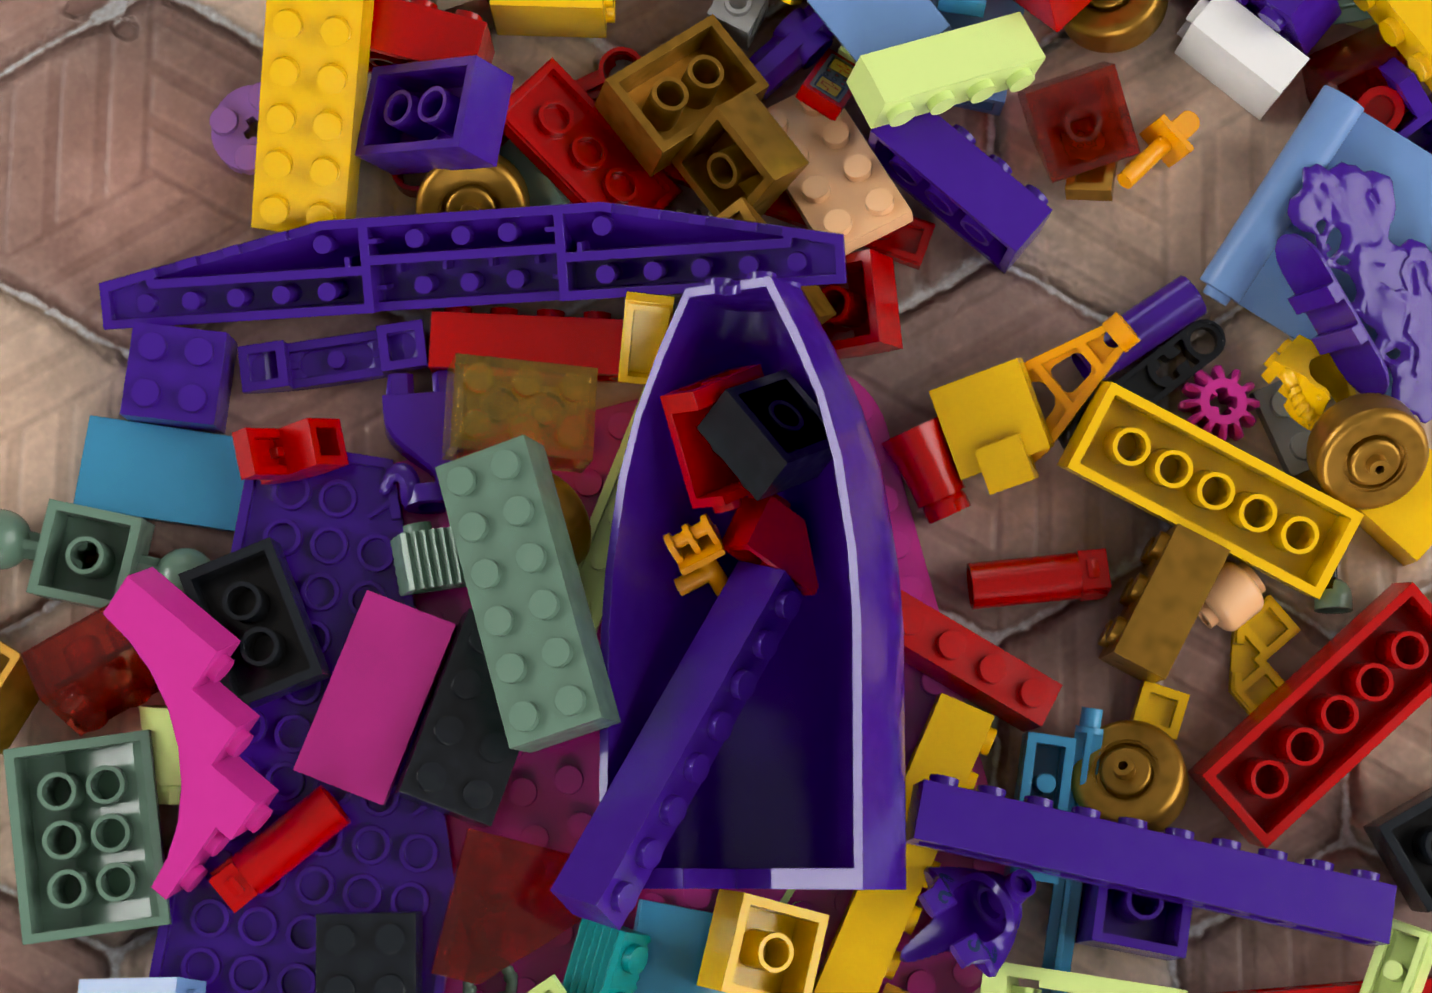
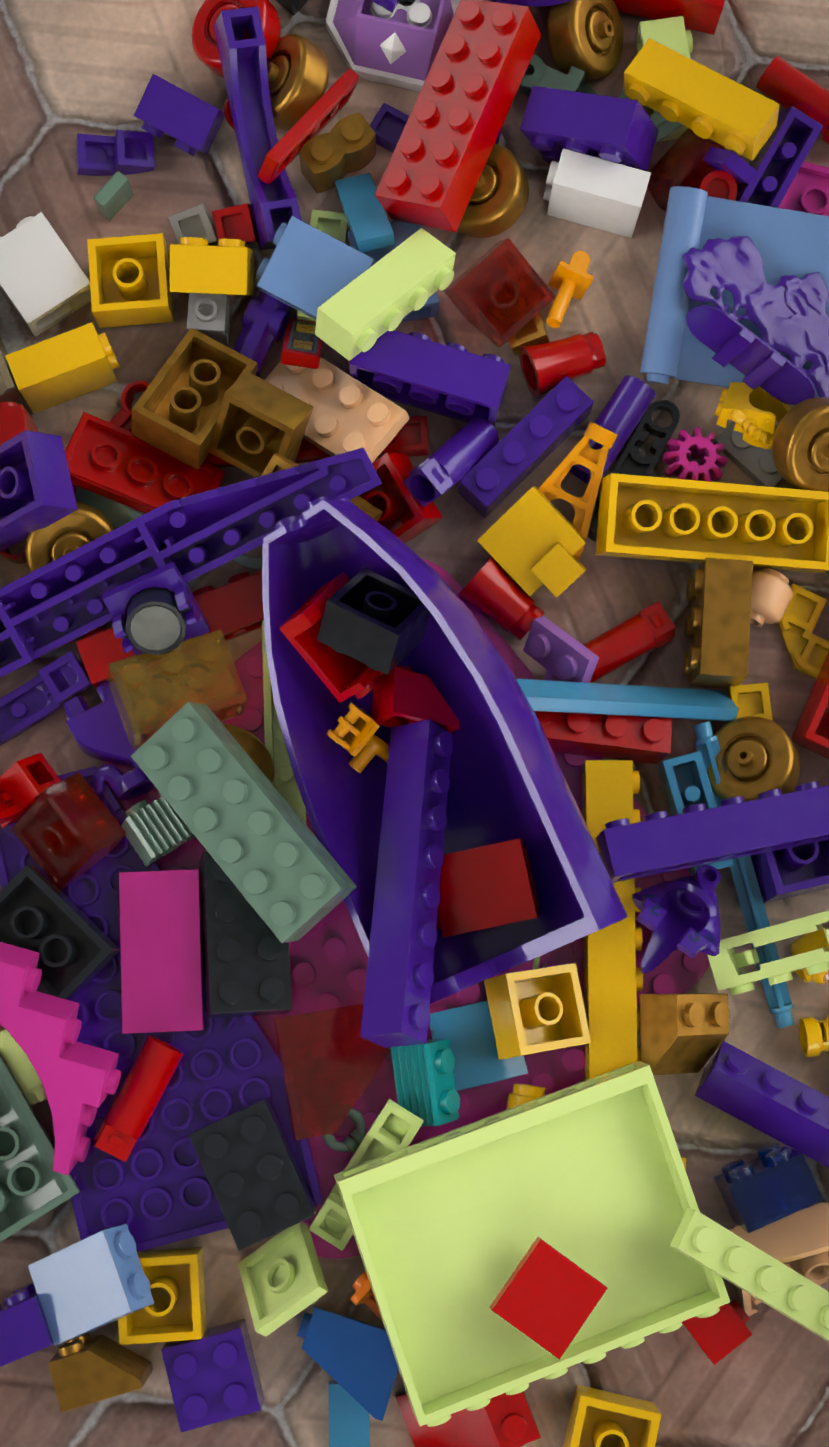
camera: 25 degrees left, 0 degrees up
(332, 518) = (68, 830): none -> clear red slope
(536, 321) = (156, 616): none -> piece
(642, 333) = (244, 586): yellow tile -> none
(766, 787) = (486, 888): none -> red brick
(940, 289) = (451, 461): none -> dark purple piece
(966, 565) = (559, 653): none -> medium lavender plate
(1018, 645) = (628, 700): none -> dark azure tile
(1031, 308) = (525, 447): none -> dark purple brick
(1115, 228) = (552, 361): none -> red plant

